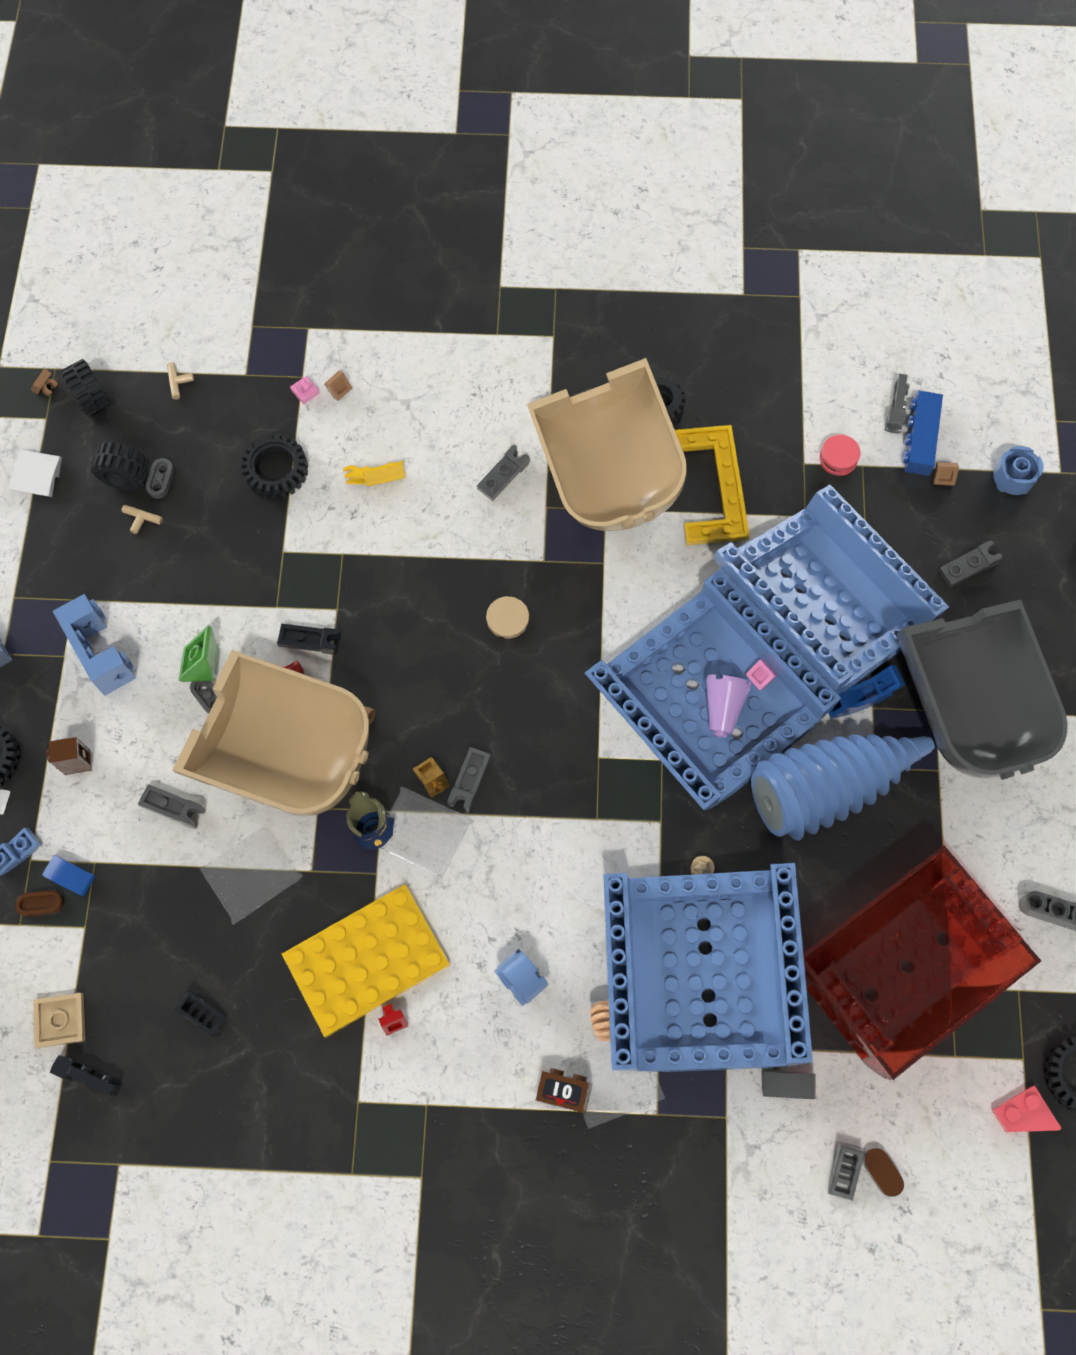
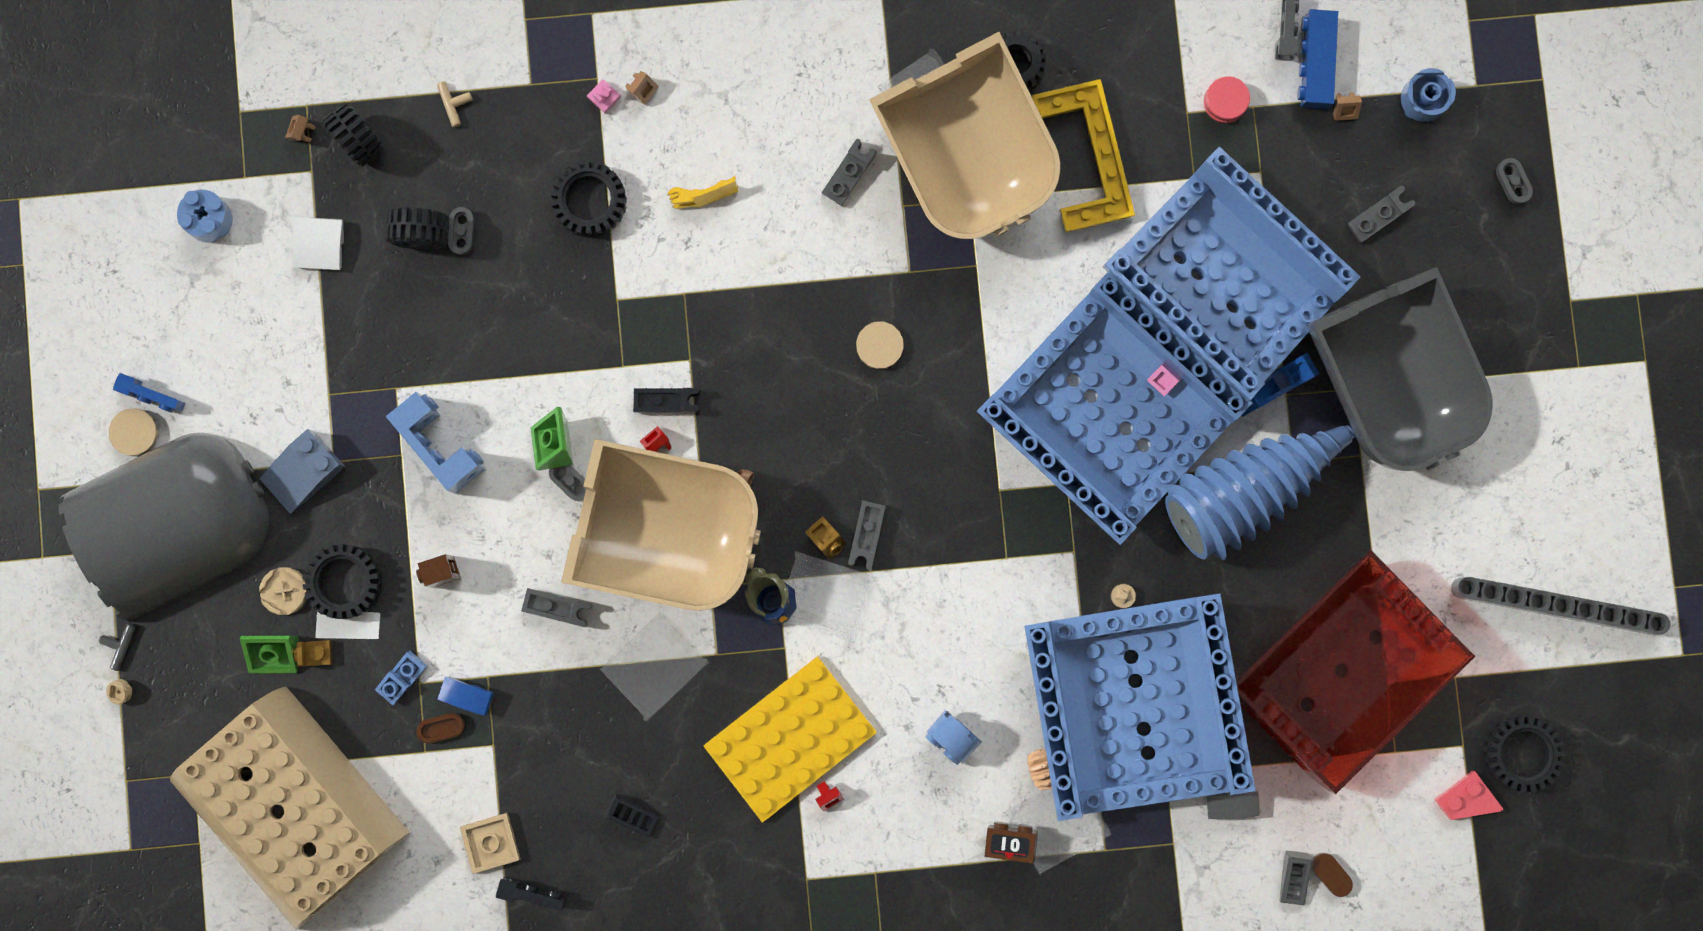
camera: 10 degrees left, 15 degrees up
(140, 517) = (449, 279): tan piece -> none
(725, 703) = (1129, 419): lavender cone -> none

